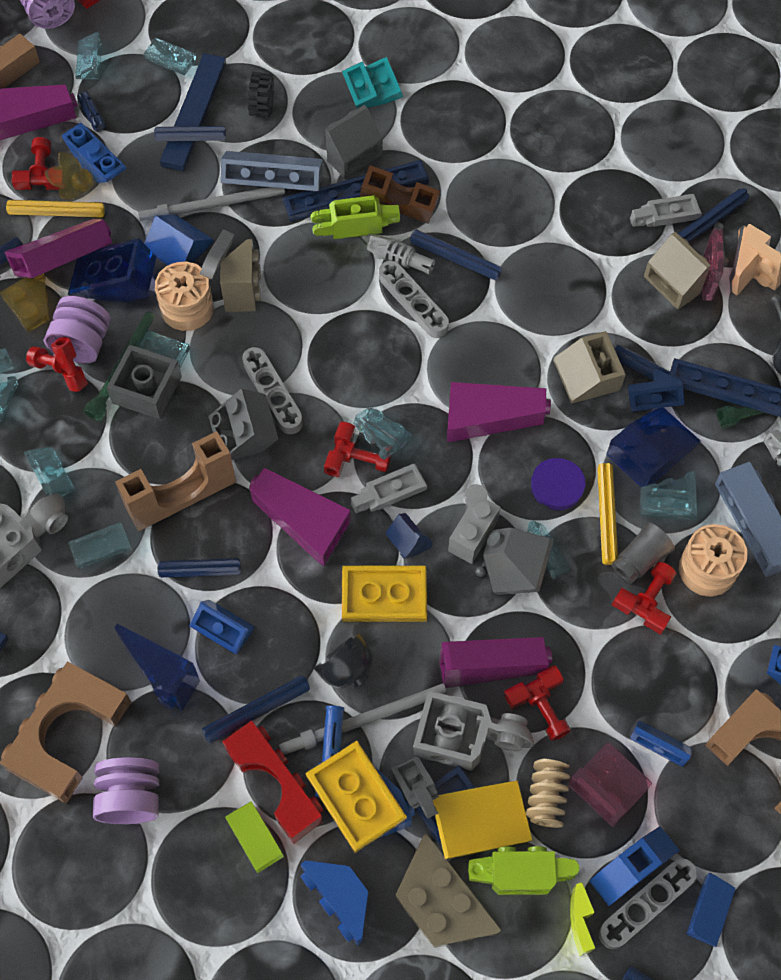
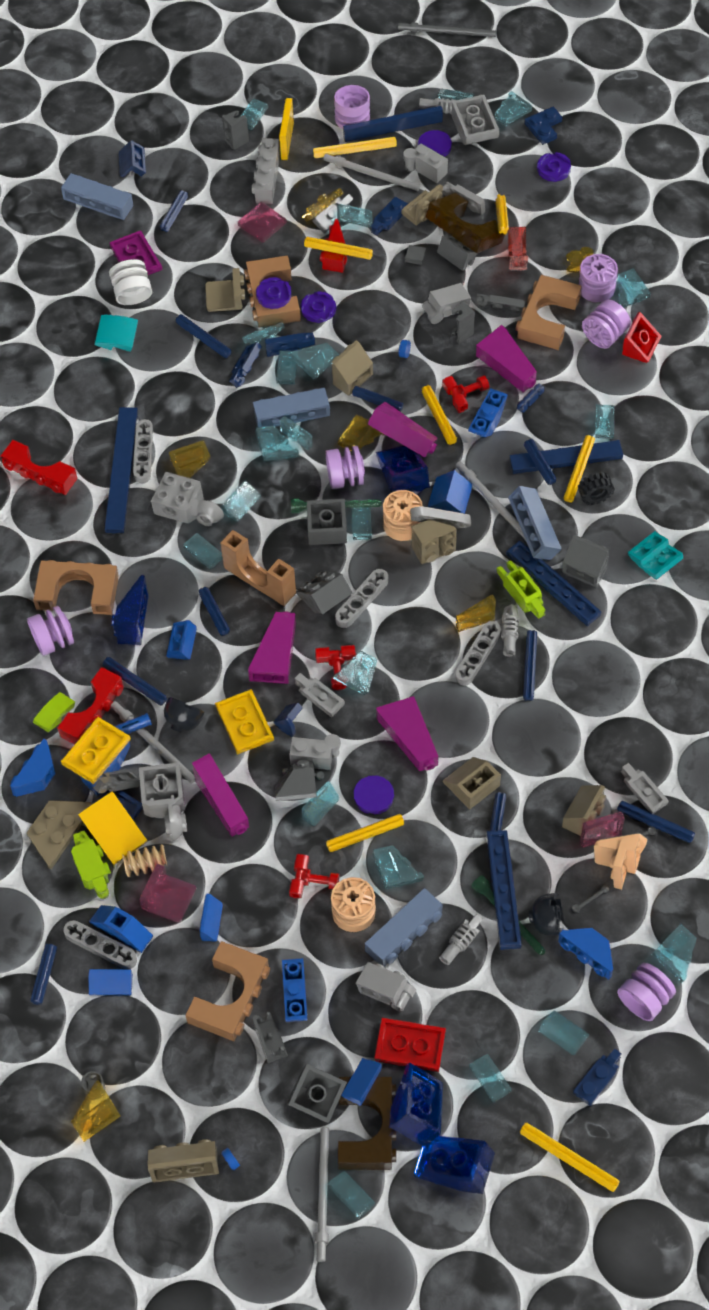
camera: 70 degrees right, 5 degrees down
(61, 362) = (316, 469): red bar -> none
(67, 176) = (462, 407): clear yellow plate -> none
(89, 57) = (577, 376): clear light blue slope -> none
(221, 102) = (579, 468): none -> yellow axle
(366, 272) = (477, 614): none -> clear yellow wing
(413, 202) = (554, 606): reddish brown arch -> none
(537, 694) = (211, 833): red bar -> none
(579, 910) = (78, 904): neon yellow slope -> none
(643, 553) = (340, 861): flat silver plant -> none
(651, 446) = (432, 843): clear blue slope -> none
(661, 393) = (473, 830): dark blue slope -> none

